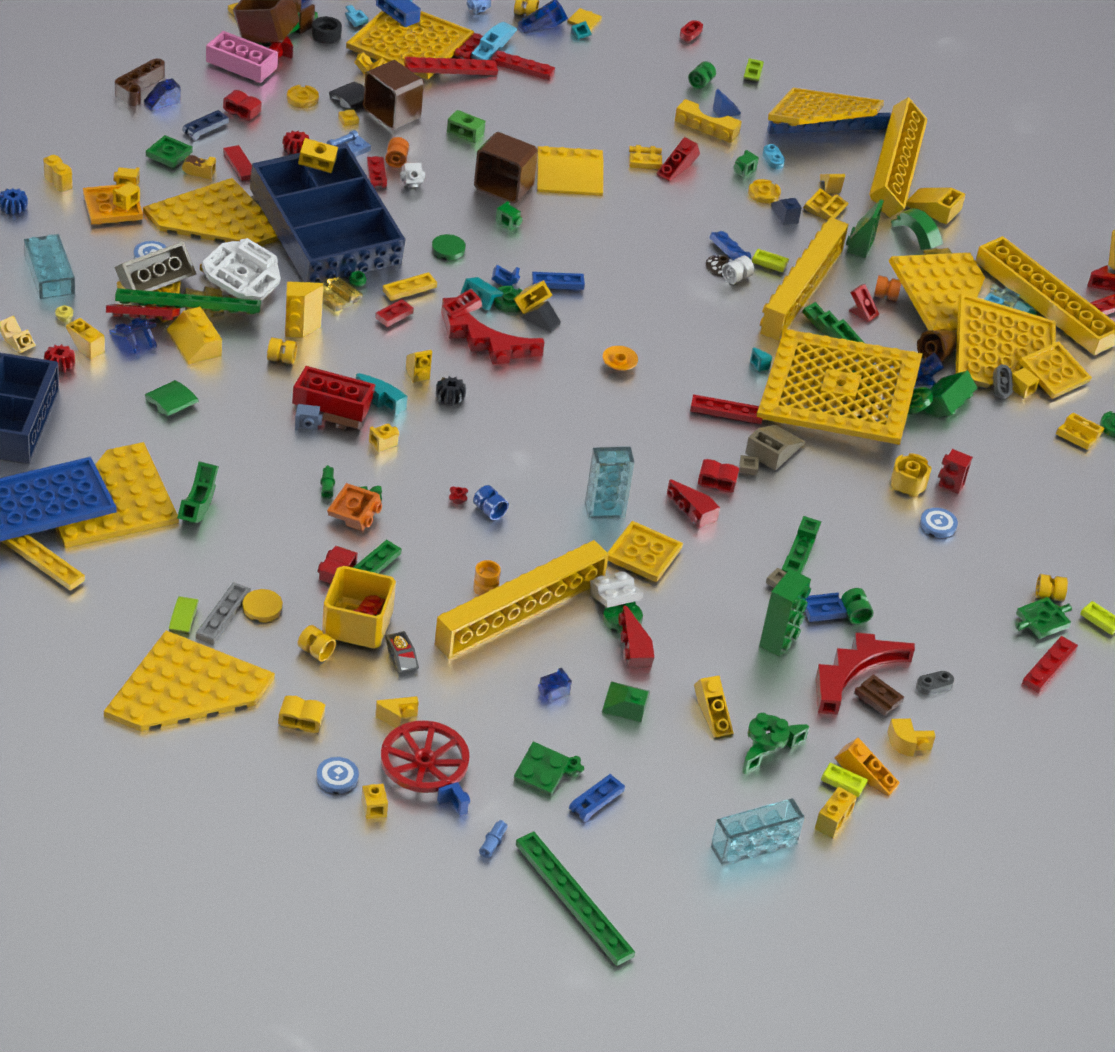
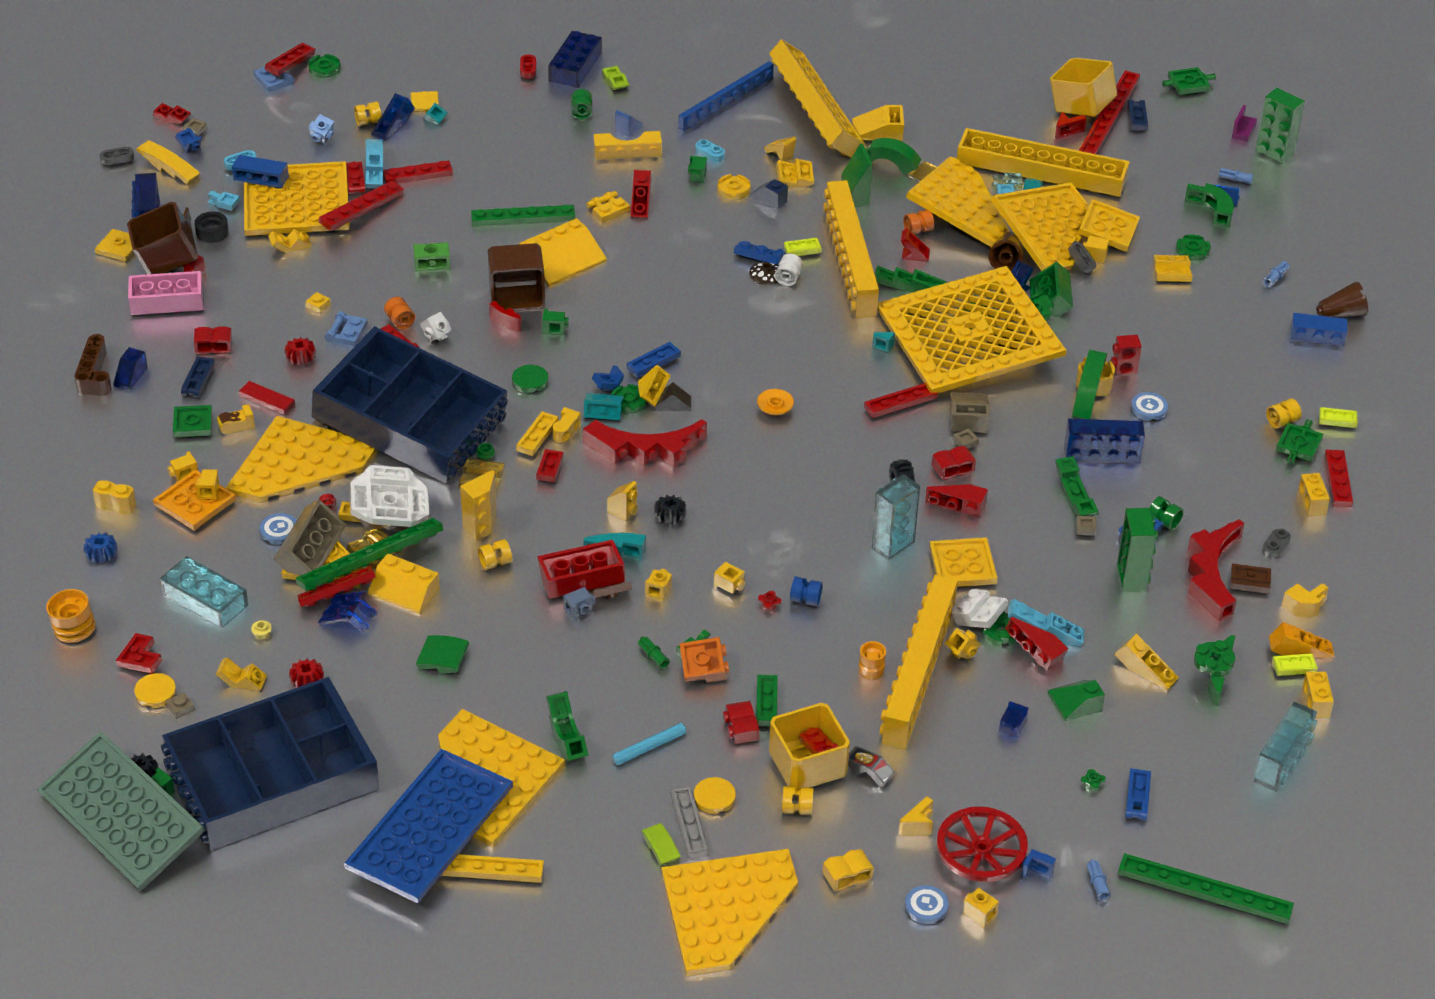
camera: 30 degrees left, 0 degrees up
(86, 338) = (312, 641): yellow slope -> none
(203, 252) = (328, 500): none -> red plate
(253, 542) = (649, 744): none -> medium azure axle
(302, 96) = (255, 303): yellow tile -> none
(318, 155) = (366, 351): yellow brick -> none
(349, 94) = (300, 278): black slope -> none
(393, 94) = (348, 259): reddish brown plate -> none
(435, 292) = (567, 425): none -> yellow leg
(442, 466) = (729, 578): none -> yellow brick
(471, 301) = (612, 413): red slope -> none
(475, 194) = (505, 318): none -> red slope
(542, 768) = (1076, 796): green plate -> none
(571, 132) = (522, 215): none -> green plate
(573, 607) = (963, 644): none -> yellow brick
(661, 461) = (901, 467): none -> black gear
(663, 635) = (1065, 630): none -> medium azure slope
(733, 41) = (575, 59): none -> clear blue brick
(813, 106) = (714, 85): yellow plate -> none
(861, 524) = (1104, 440): none -> clear blue brick
(892, 474) = (1089, 384): none -> green slope
(1007, 662) = (1313, 494): none -> yellow brick

